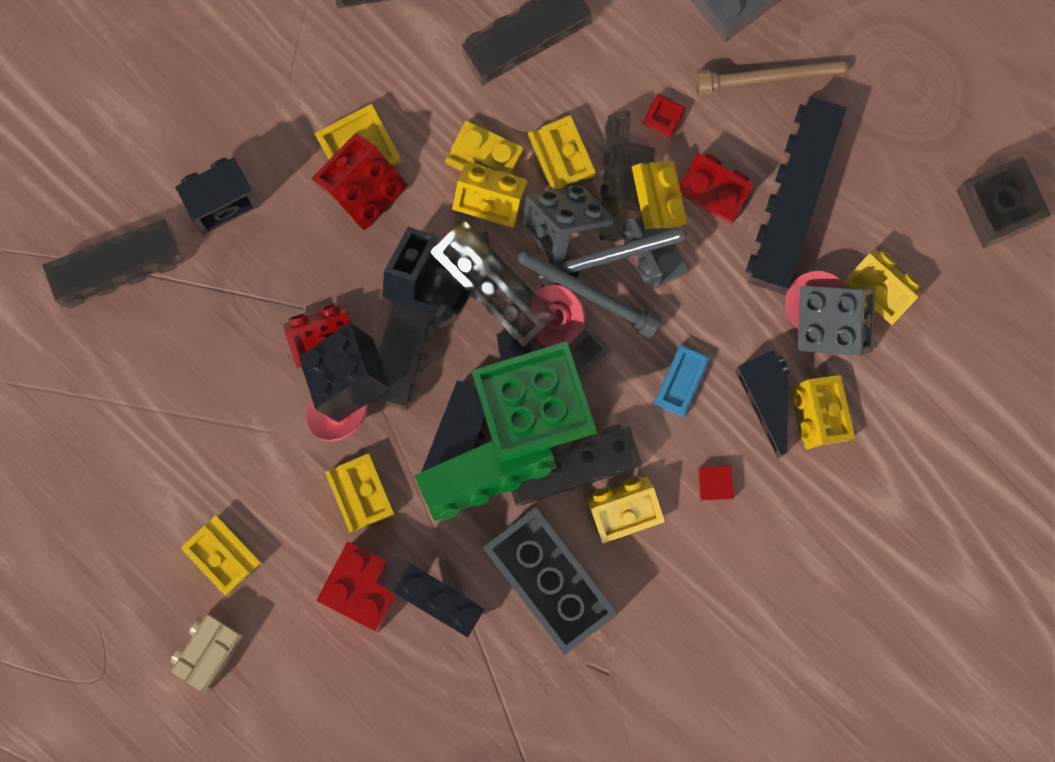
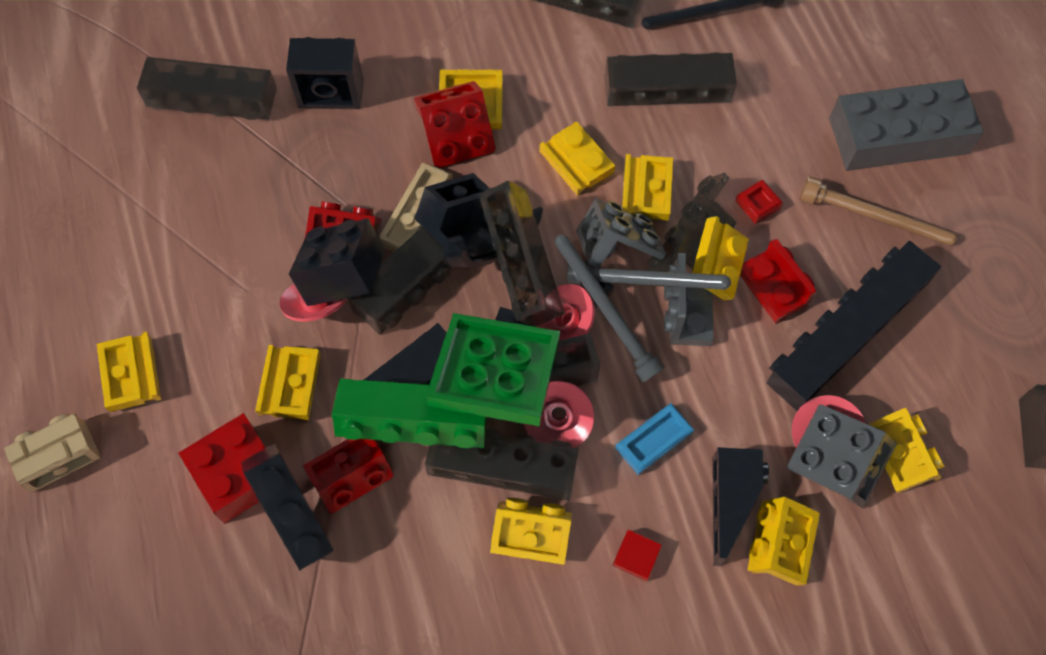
camera: 25 degrees right, 15 degrees down
(368, 274) = (402, 222): none -> tan tile
(453, 542) = (348, 472): none -> red bracket
(489, 194) = (562, 187): yellow bracket -> none
(550, 581) = (414, 561): dark grey brick -> none
(613, 401) = (571, 428): none -> coral dish

